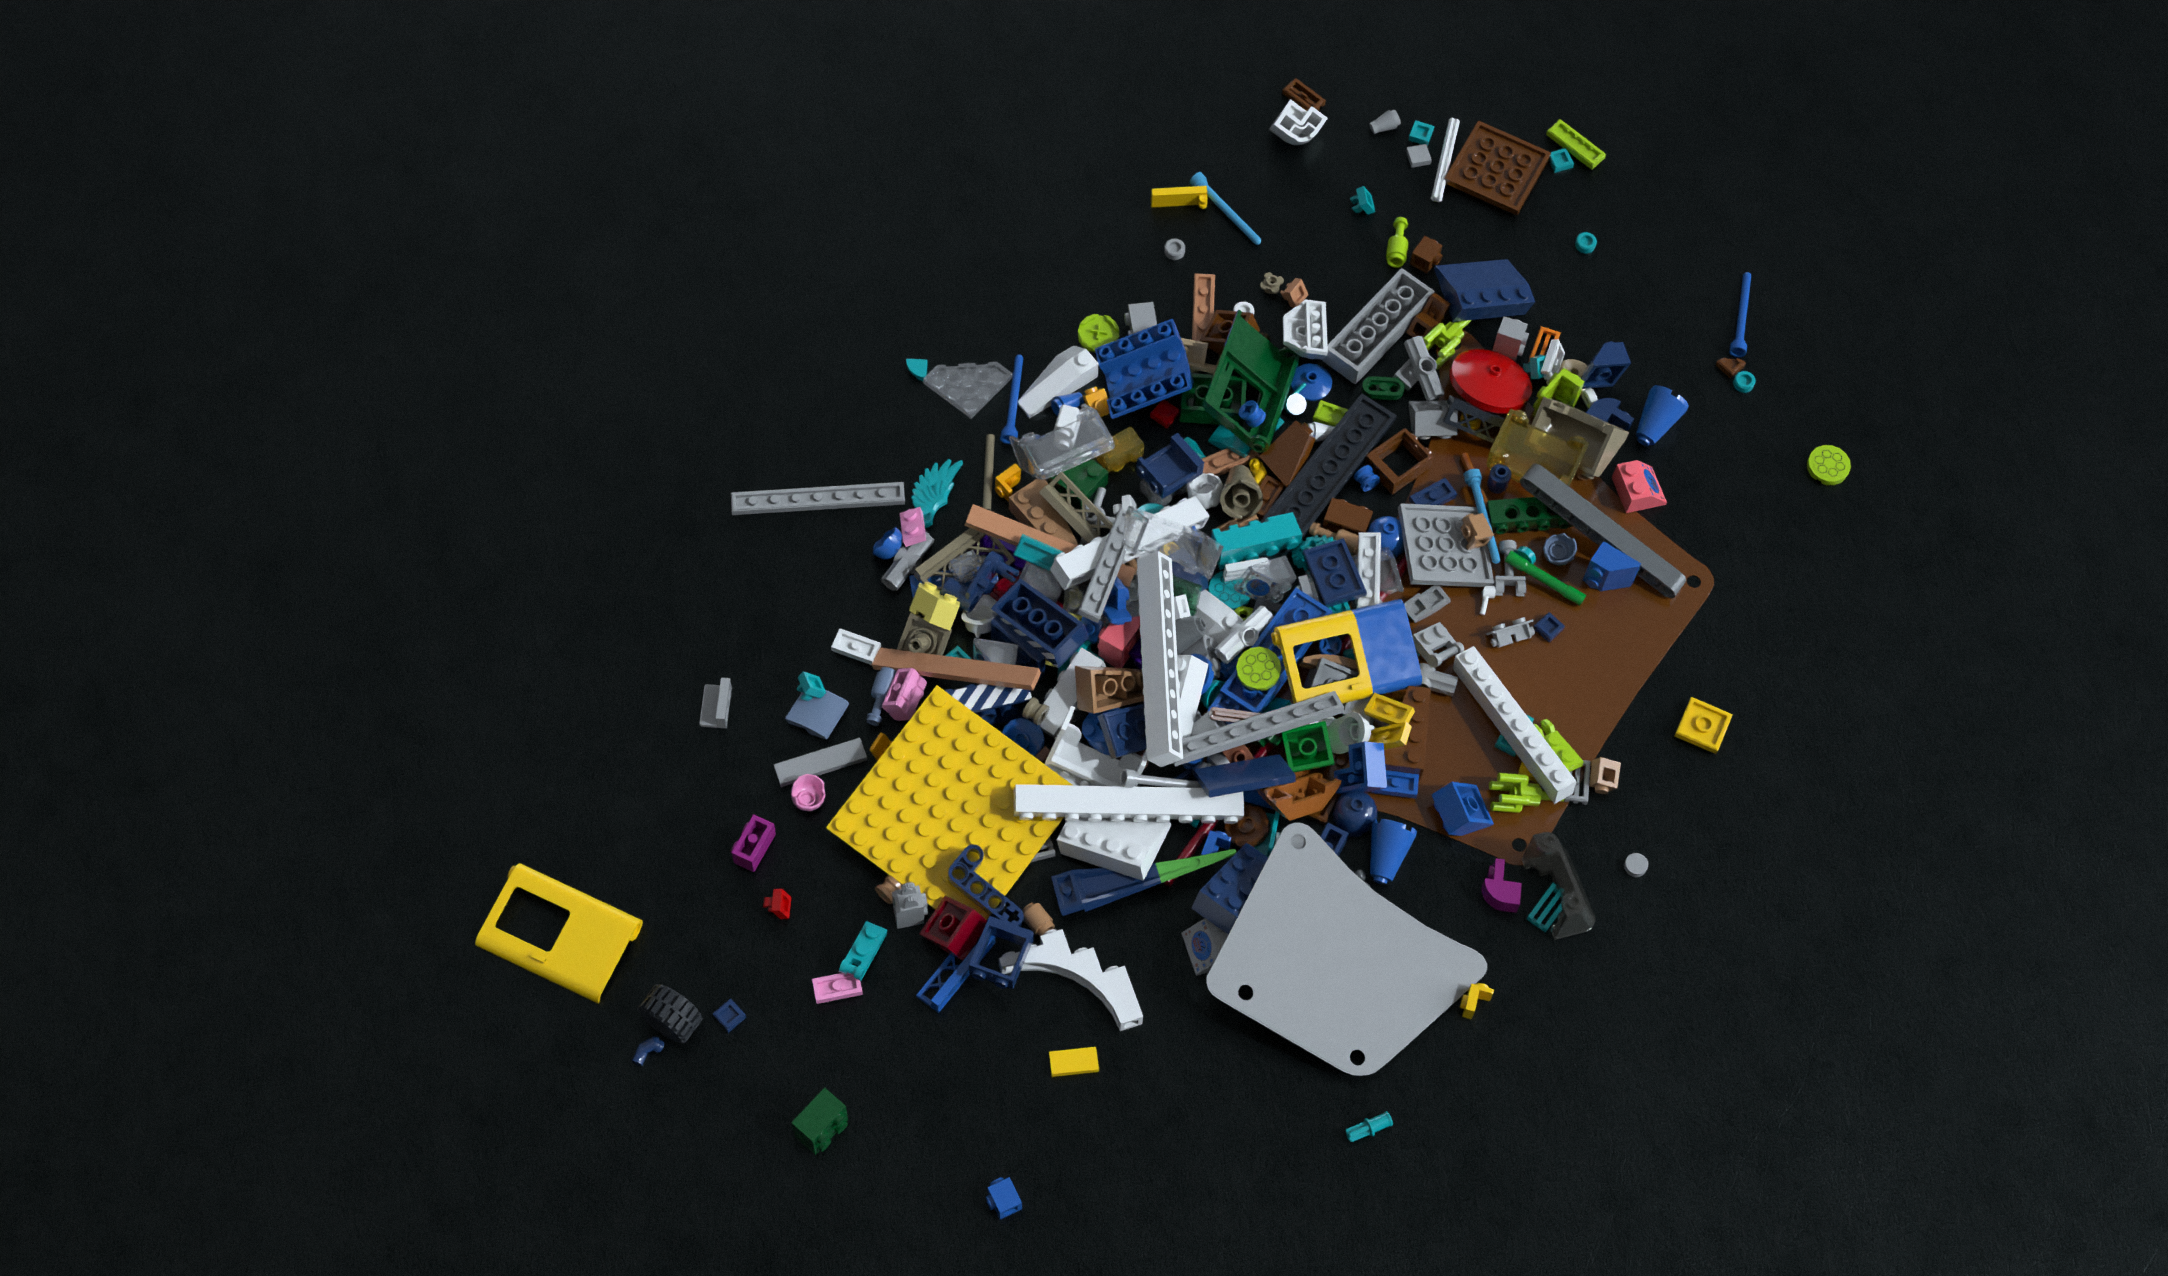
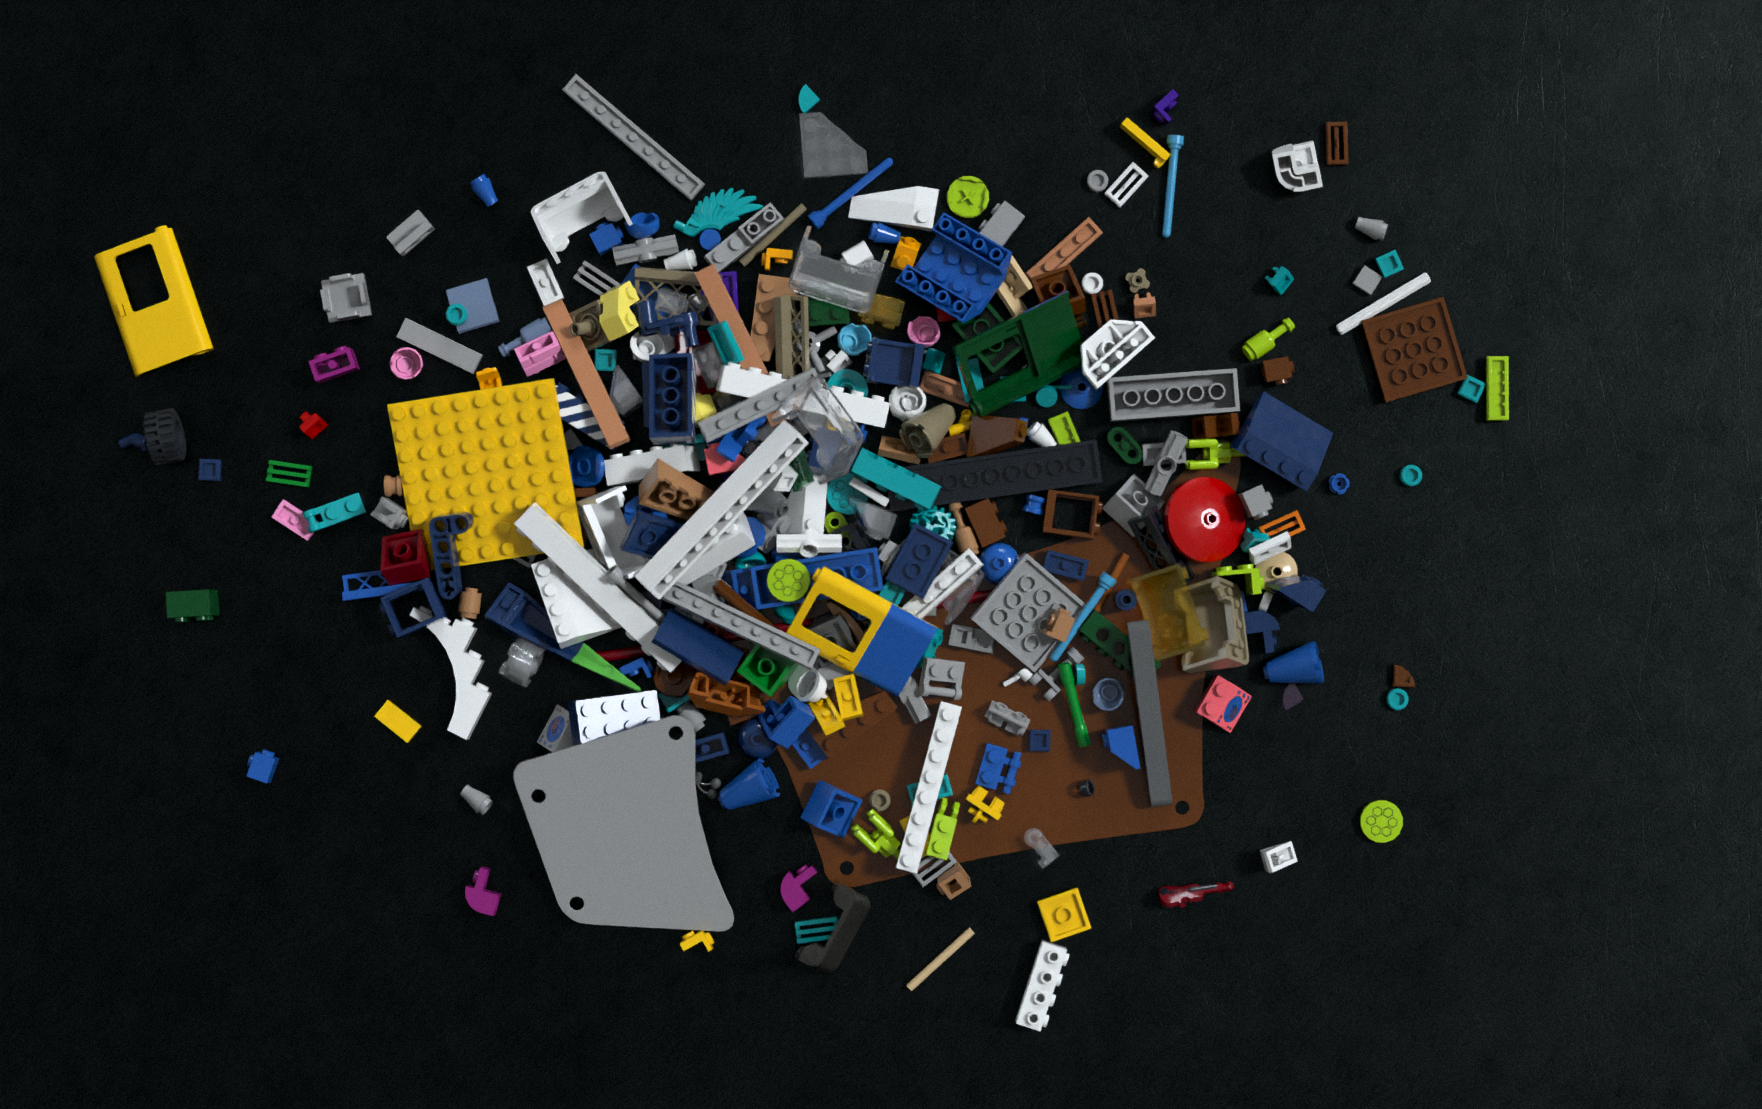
camera: 50 degrees right, 25 degrees up
(712, 791) = (345, 297): none -> light grey panel
(742, 625) = (484, 190): none -> blue cone
(791, 952) = (271, 471): none -> green tile
(810, 686) = (481, 286): teal tile -> none
(812, 723) = (457, 314): none -> teal tile
(829, 572) = (576, 209): none -> white windscreen
(869, 577) = (606, 237): none -> blue brick
(890, 610) = (581, 270): none -> light grey tile
(912, 526) = (671, 229): bright pink plate -> none
(941, 540) = (681, 261): none -> white cone
(947, 515) = (710, 239): none -> blue tile
(971, 484) = (744, 237): none -> light grey slope
(1035, 711) = (607, 459): dark tan wheel -> none
(1122, 483) = (854, 339): none -> medium azure hair
(1125, 918) = (523, 662): none -> clear brick
(1161, 435) = (924, 331): none -> bright pink hair
(1168, 169) = (1167, 103): none -> dark purple bracket
(1197, 248) = (1113, 198): none -> white tile
(1197, 1059) = (477, 800): none -> light grey cone
(1252, 414) = (994, 380): blue wheel -> none
(1274, 317) = (1096, 310): none -> reddish brown tile
(1278, 1130) = (479, 897): none -> magenta brick
(1369, 1127) = (539, 952): teal axle -> none
(1488, 771) = (879, 800): none -> dark tan plate
(1538, 676) = (992, 765): none -> blue plate
(1550, 283) = (1339, 478): none -> blue plate
(1566, 706) = (993, 809): none -> yellow hips
(1616, 625) = (1086, 788): none -> black hinge
(1634, 693) = (1035, 838): none -> clear leg
(1636, 865) = (907, 960): light grey tile -> none
(1657, 841) = (940, 959): none -> tan bar
(1676, 442) = (1291, 696): none -> clear purple tile
(1738, 347) = (1424, 669): blue piece -> none
(1746, 787) = (1041, 985): none -> white brick
(1762, 636) = (1178, 896): none -> dark red piece
(1792, 551) = (1278, 856): none -> white slope

